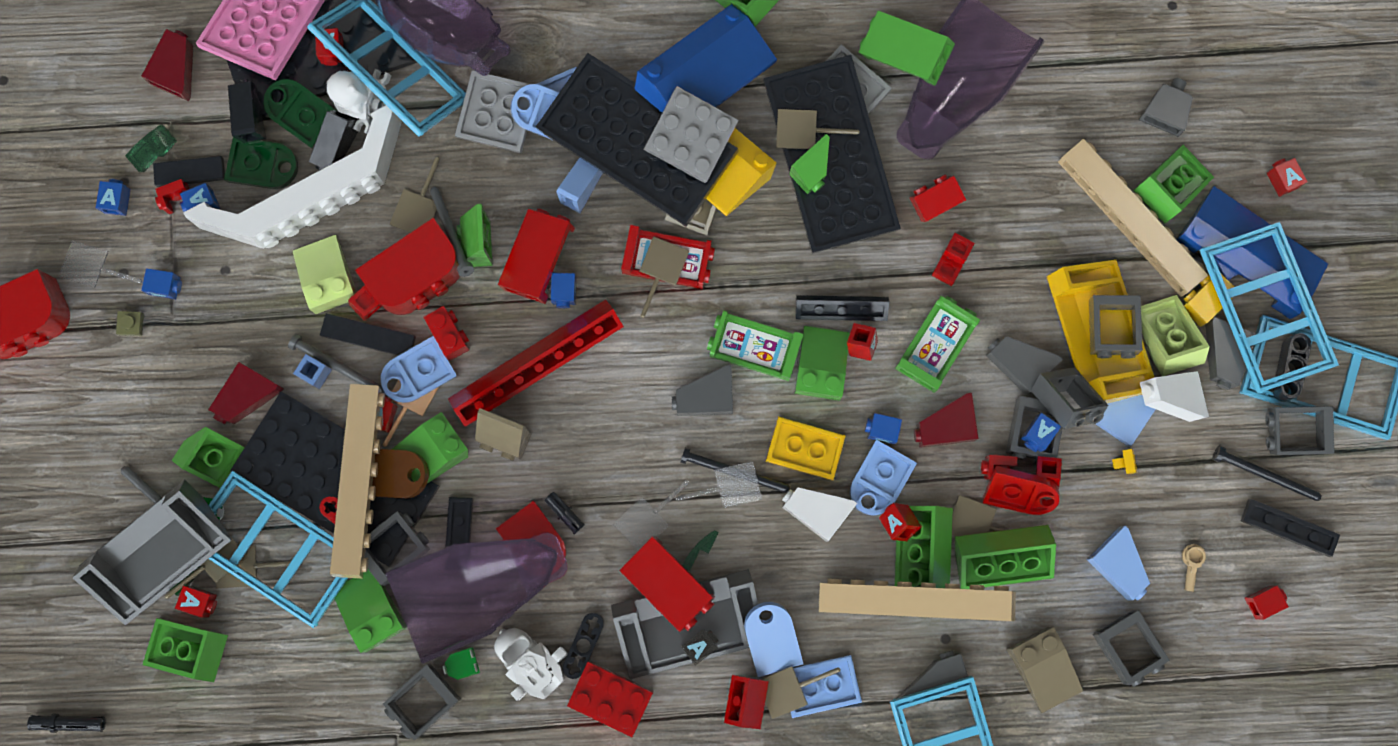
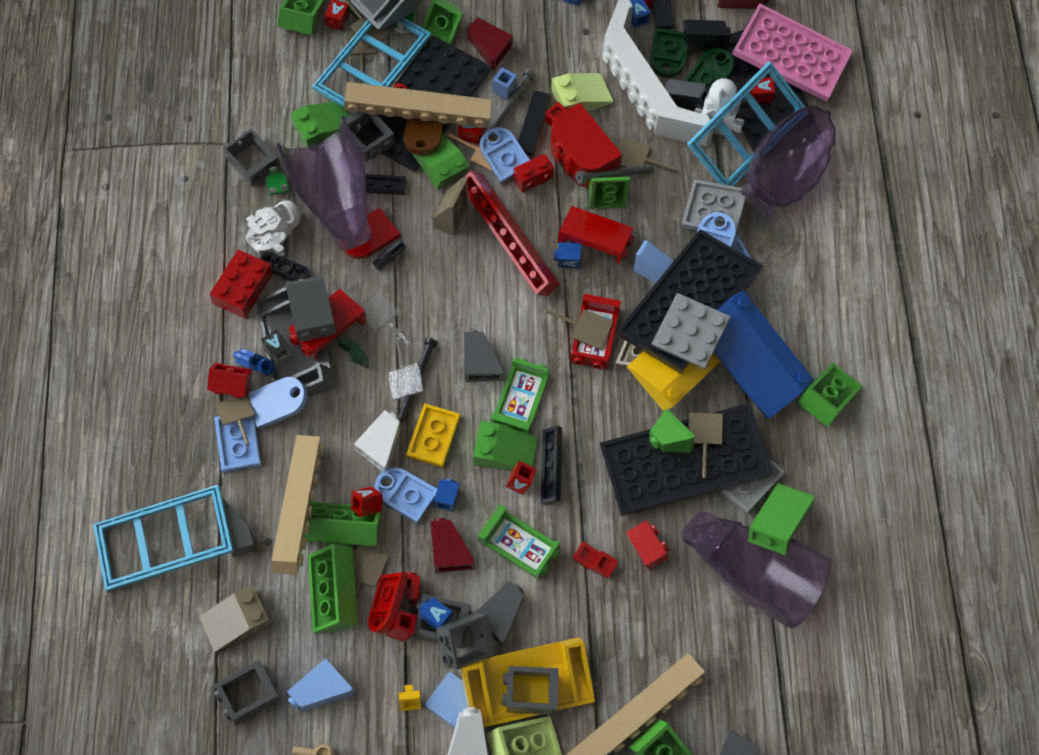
camera: 90 degrees right, 15 degrees down
(662, 601) = (310, 308): none -> dark grey slope
(720, 674) = (254, 361): none -> blue rock

